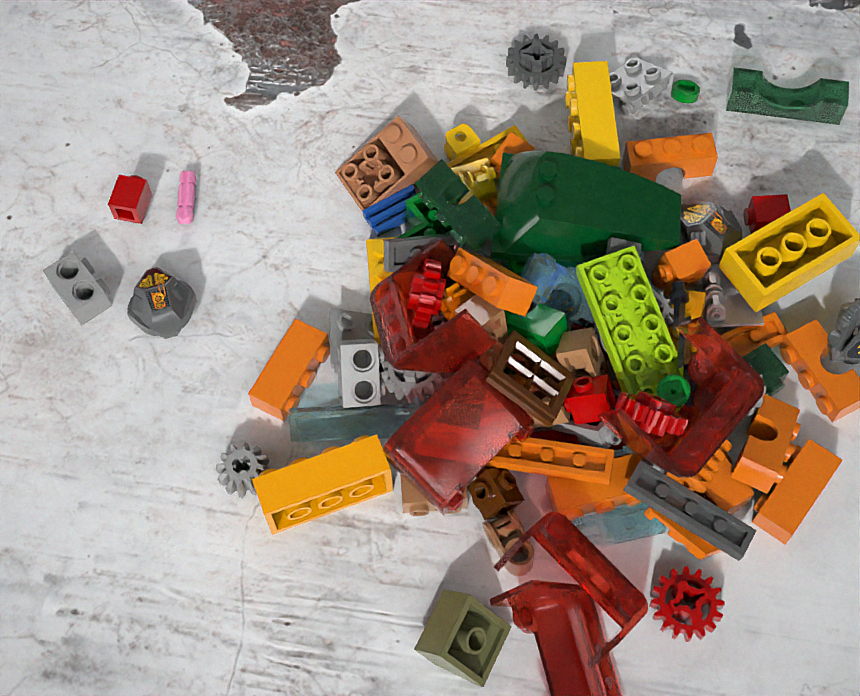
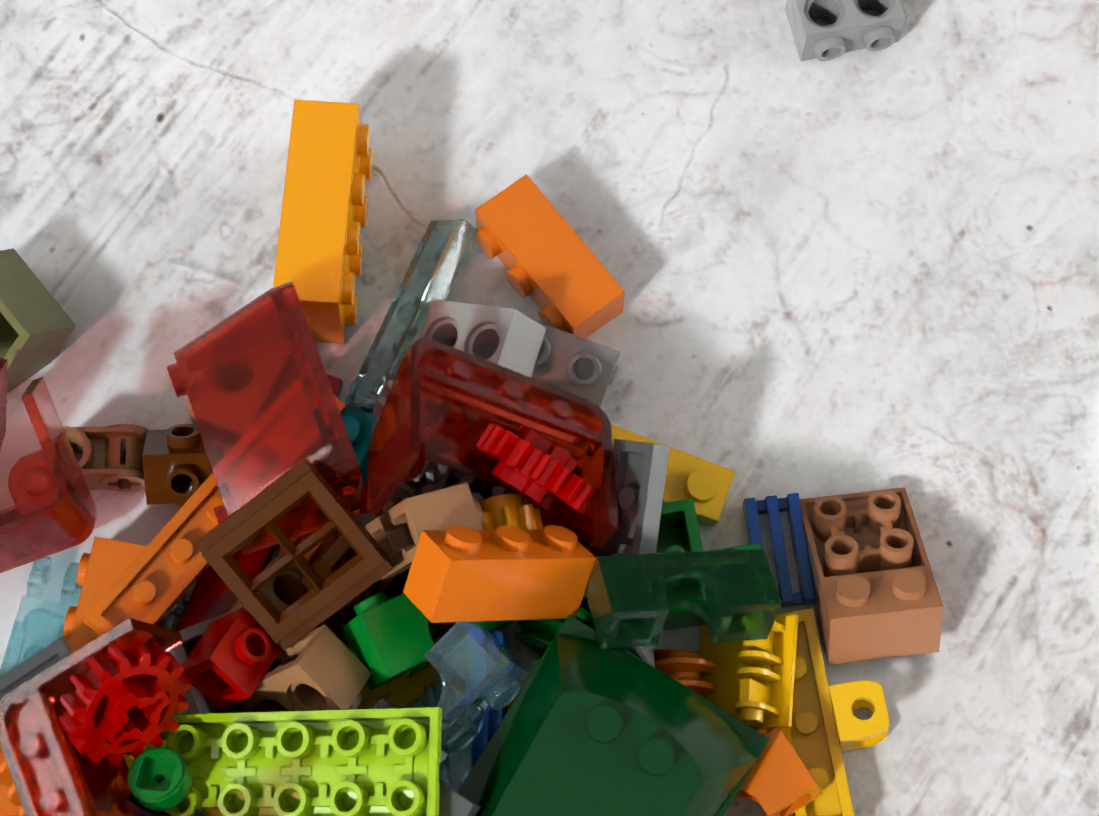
camera: 110 degrees right, 5 degrees up
(130, 198) = (978, 137): red brick -> none
(161, 304) = (759, 120): dark grey helmet -> none
(186, 197) = (954, 231): bright pink axle -> none
(242, 460) = (408, 118): light grey gear -> none

